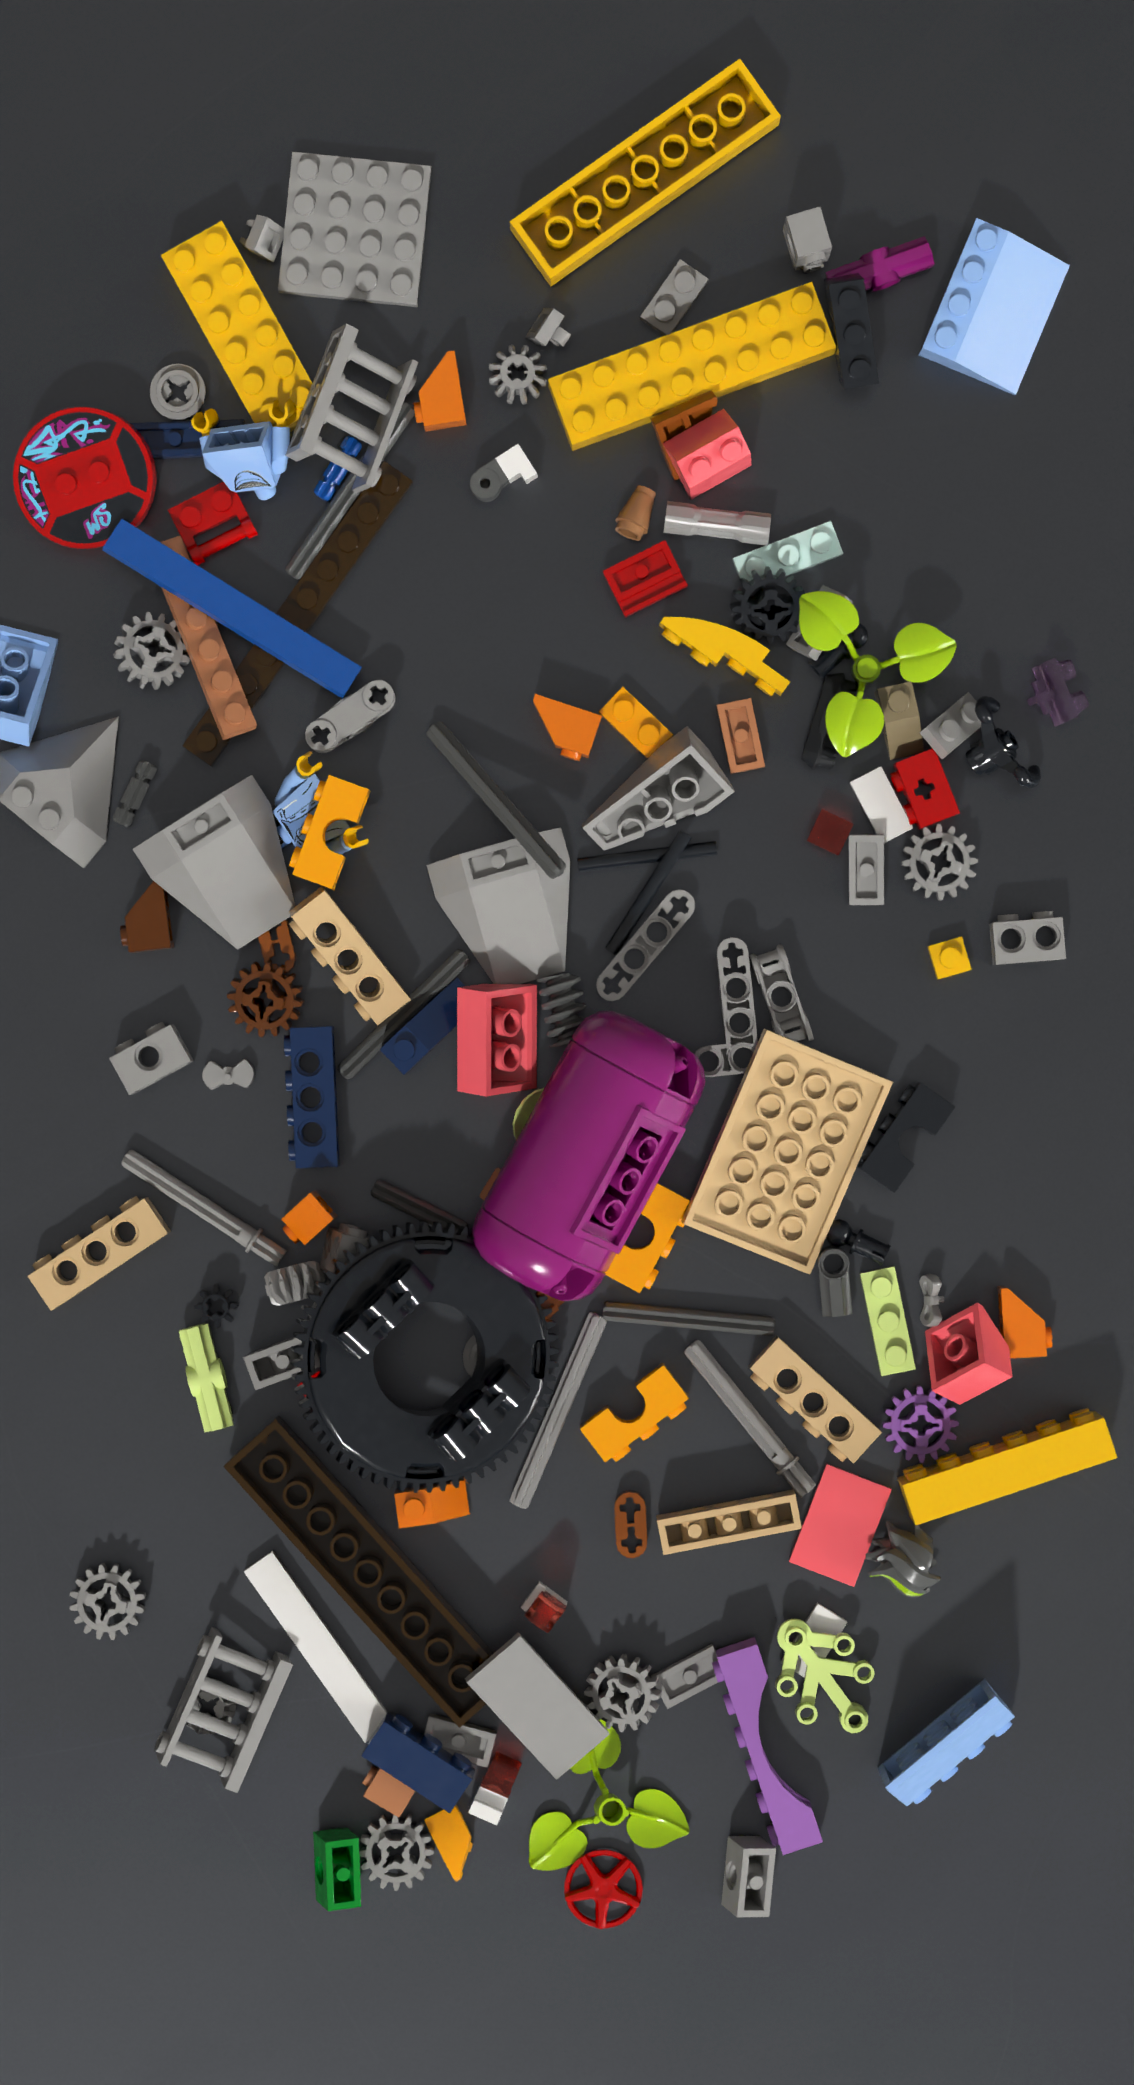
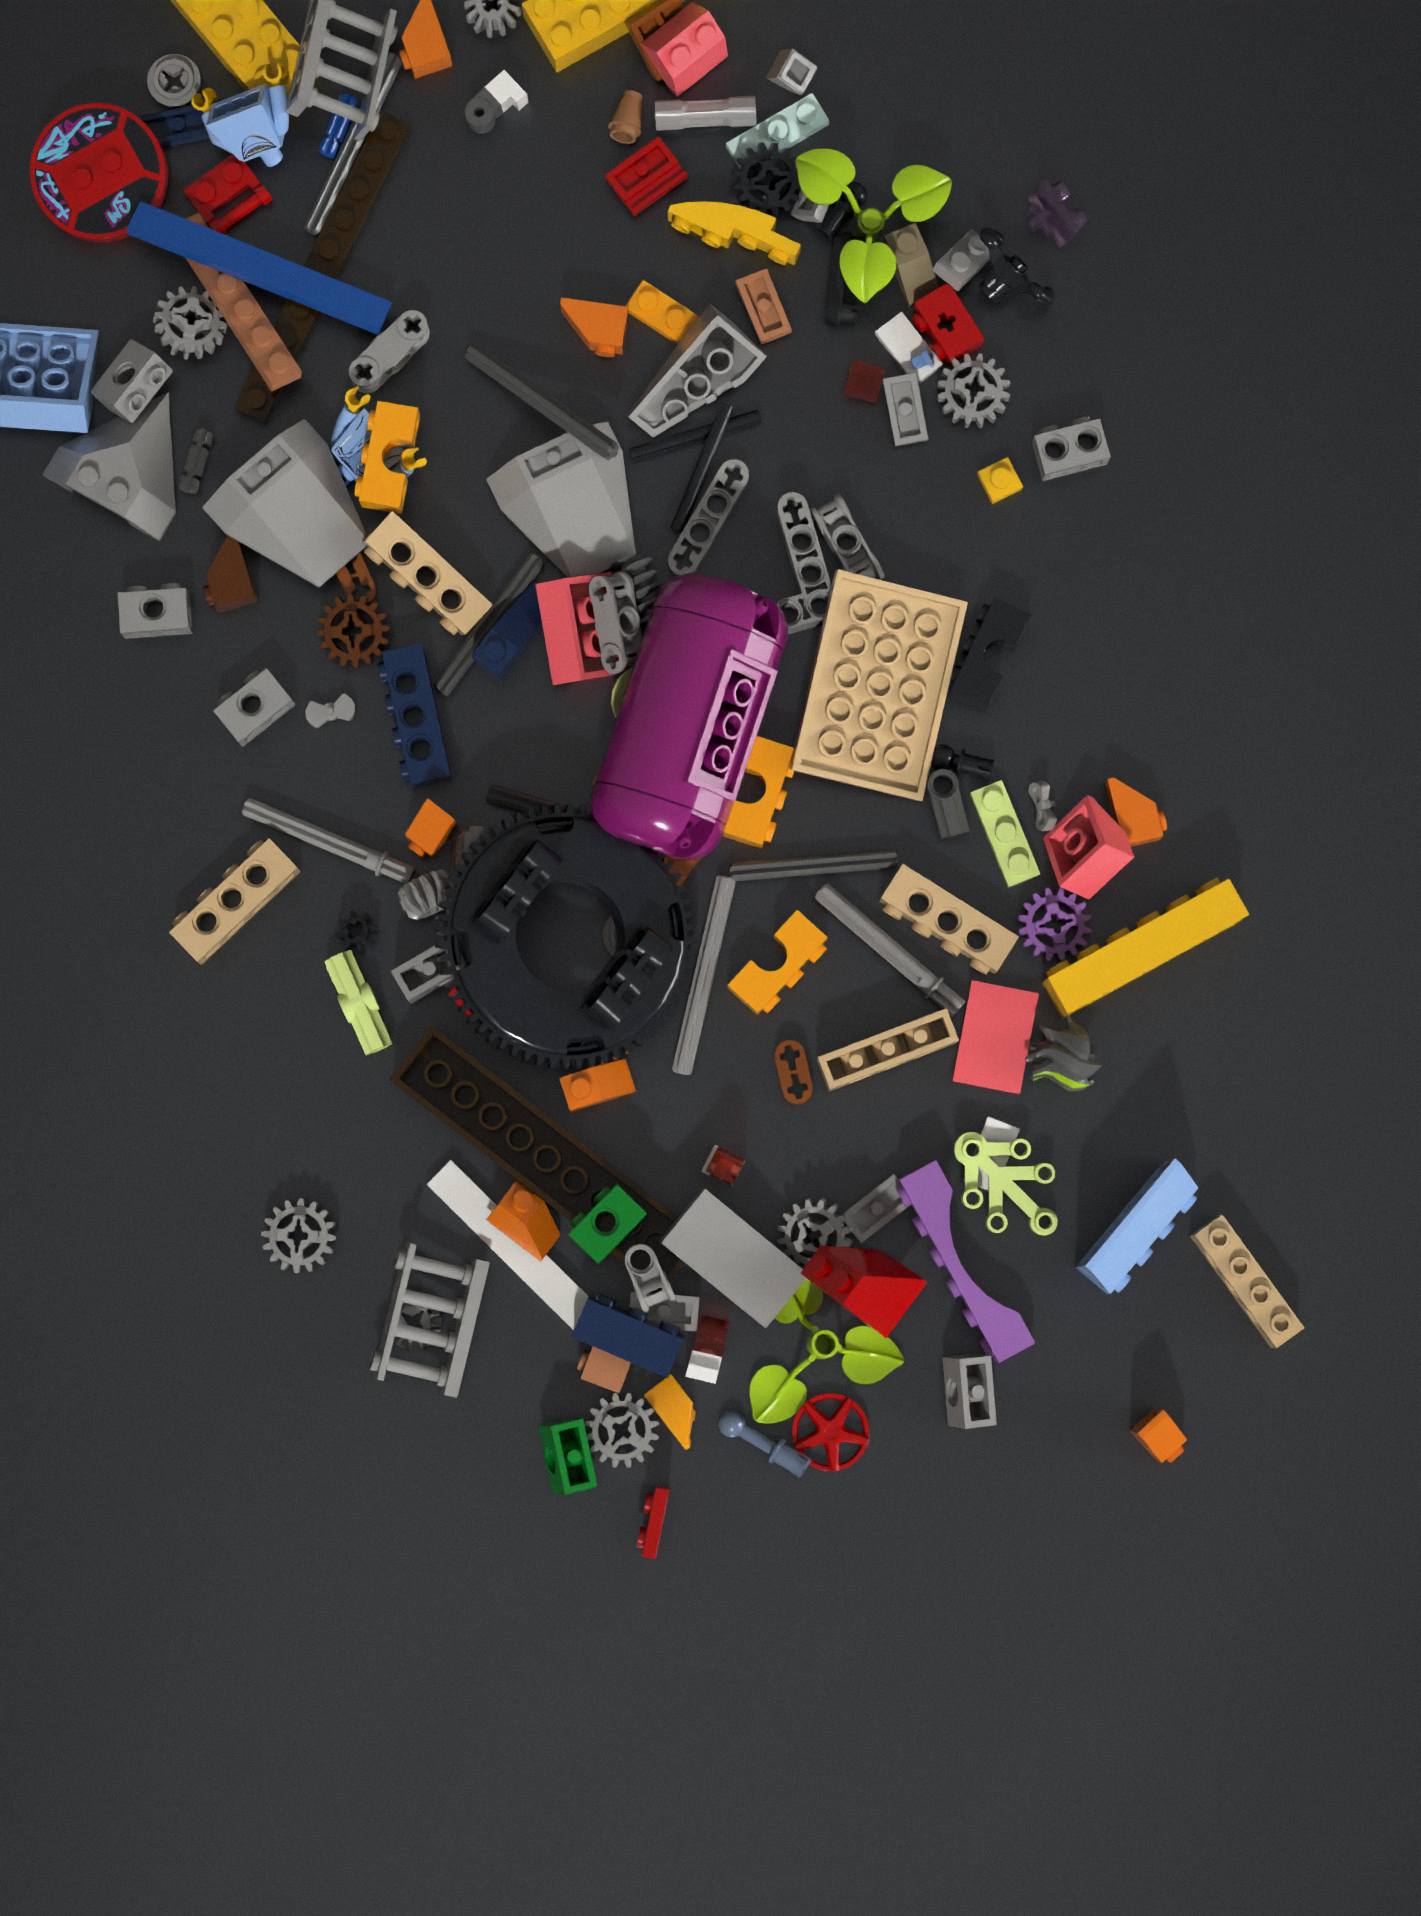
camera: 10 degrees left, 5 degrees down
(47, 950) = (173, 620): none -> light grey brick
(82, 702) = (131, 381): none -> light grey brick
(335, 1628) = (525, 1220): none -> orange slope
(403, 1670) = (627, 1216): none -> green brick
(416, 1937) = (655, 1506): none -> red plate
(447, 1718) = (648, 1279): none -> light grey piece
(508, 1863) = (733, 1424): none -> sand blue pin
(533, 1040) = (616, 620): none -> light grey piece
(663, 1755) = (865, 1284): none -> red slope
(814, 493) = (791, 71): none -> light grey slope
(893, 821) = (922, 359): none -> medium blue piece
(929, 1953) = (1160, 1436): none -> orange slope
(1046, 1816) = (1247, 1281): none -> tan brick

